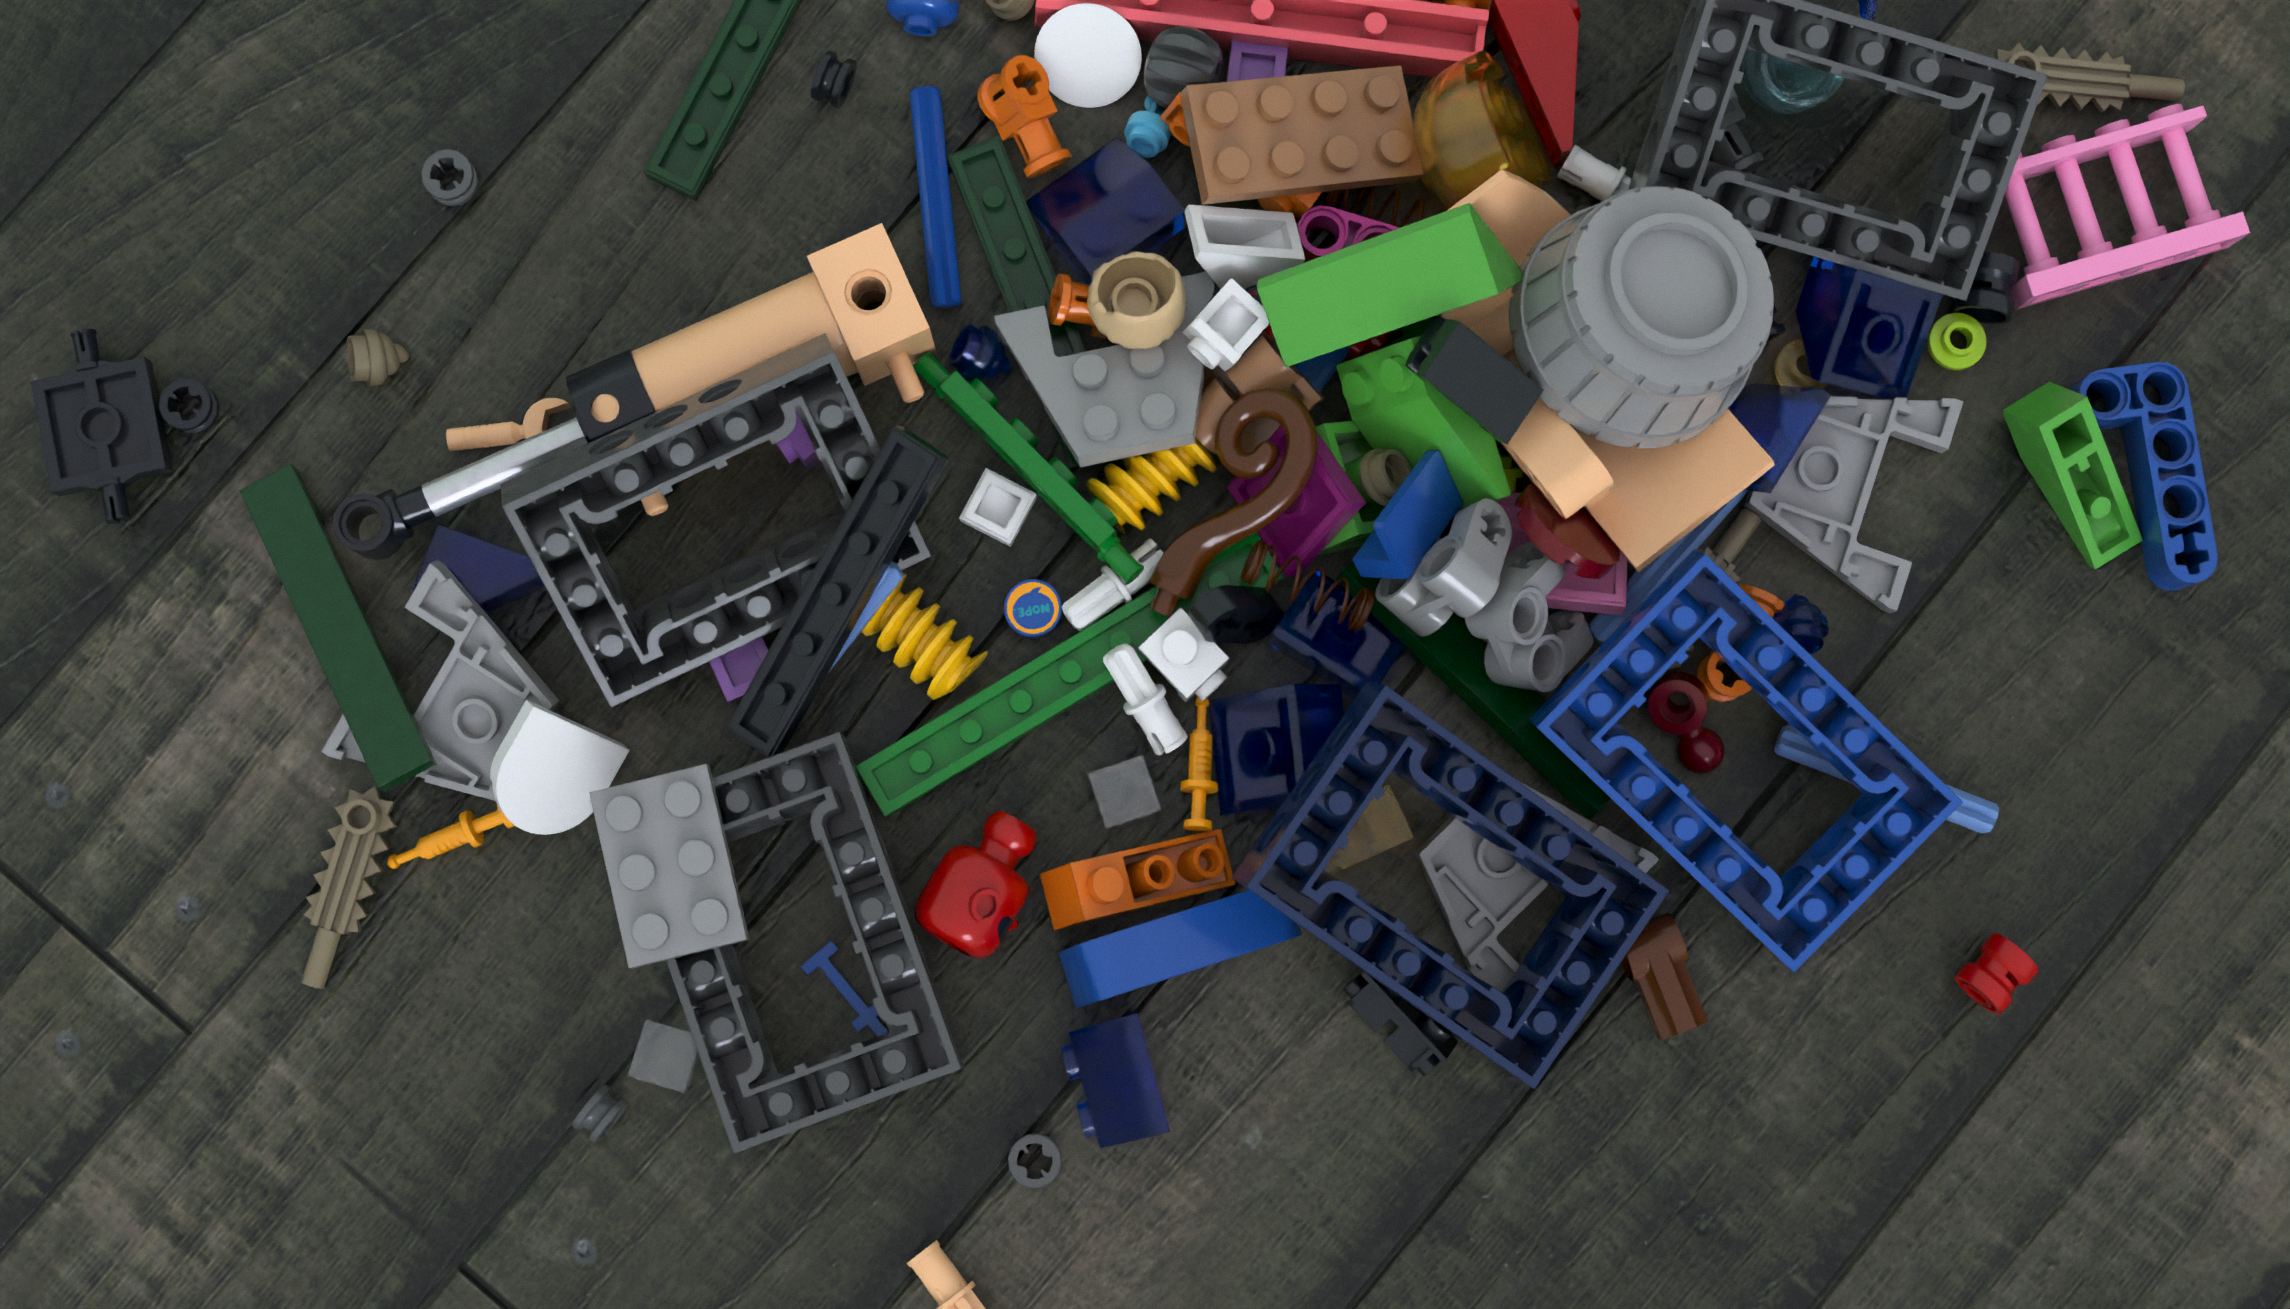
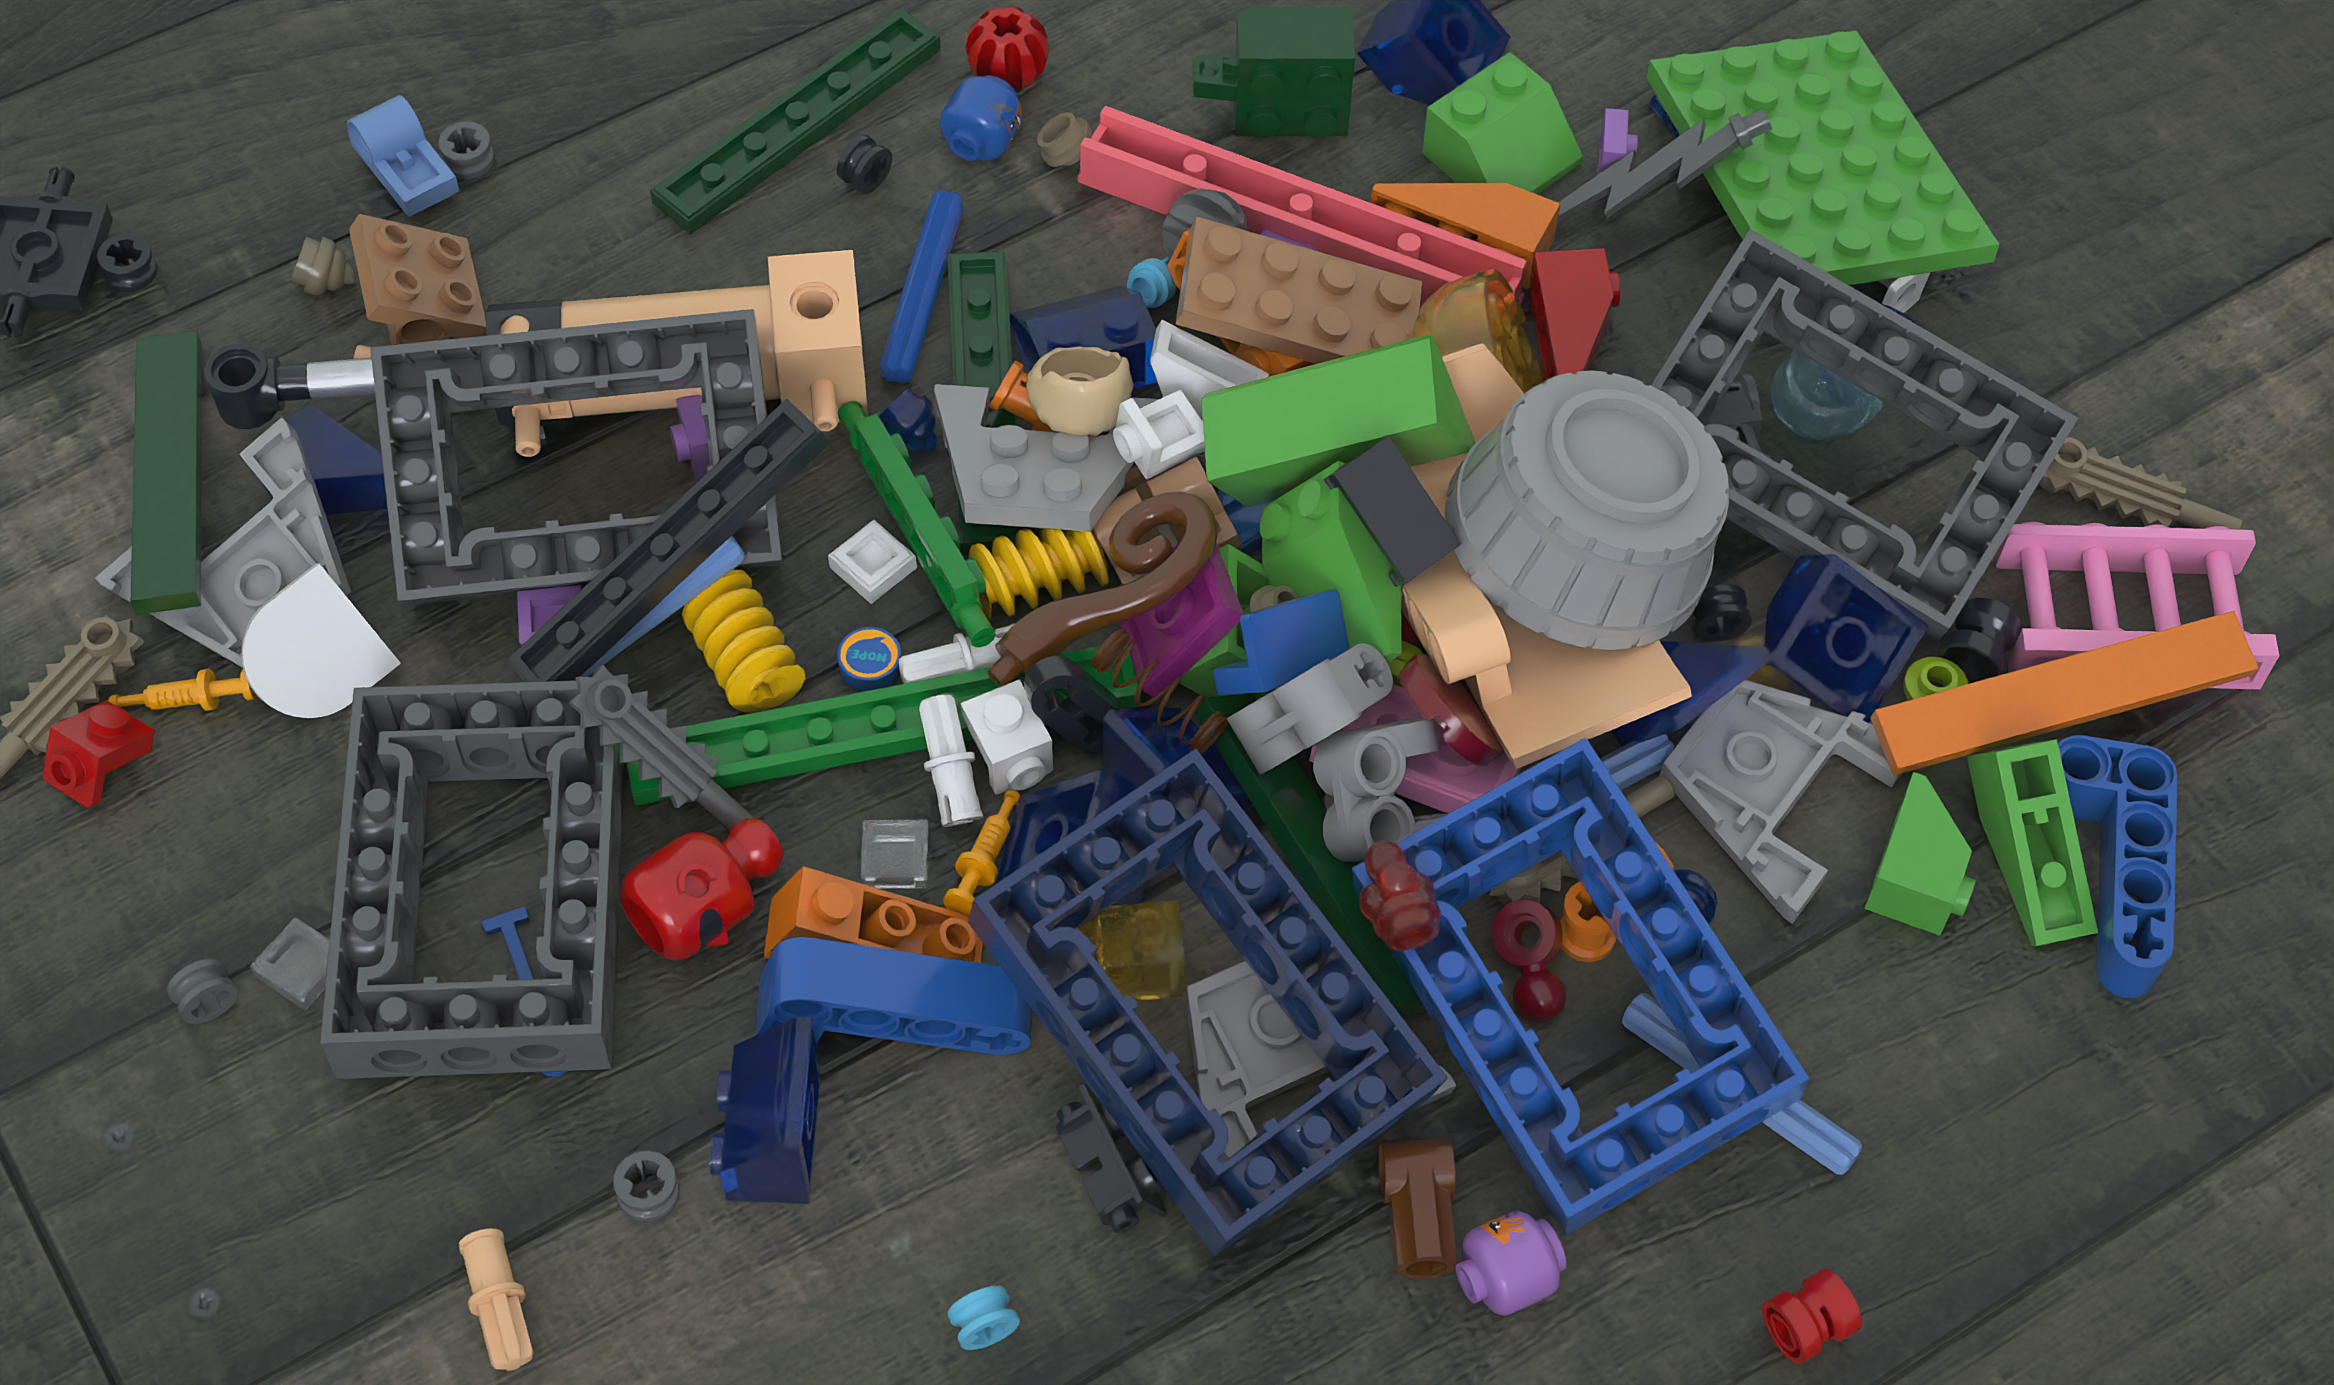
camera: 20 degrees right, 25 degrees down
(397, 211) = (400, 156): none -> medium blue plate
(402, 919) = (92, 746): none -> red bracket
(474, 352) = (417, 281): none -> medium nougat plate
(669, 866) = (384, 746): light grey plate -> none
(896, 783) = (661, 752): none -> dark grey piece
(1024, 113) = (1033, 232): orange connector -> none
(1088, 55) = (1117, 205): white sticker -> none
(1348, 1188) = (983, 1317): none -> medium azure bush
(1587, 751) = (1399, 900): none -> clear red piece
(1750, 1007) = (1511, 1263): none -> medium lavender head
(1986, 525) = (1922, 863): none -> bright green slope
(2077, 332) = (2063, 693): none -> orange tile

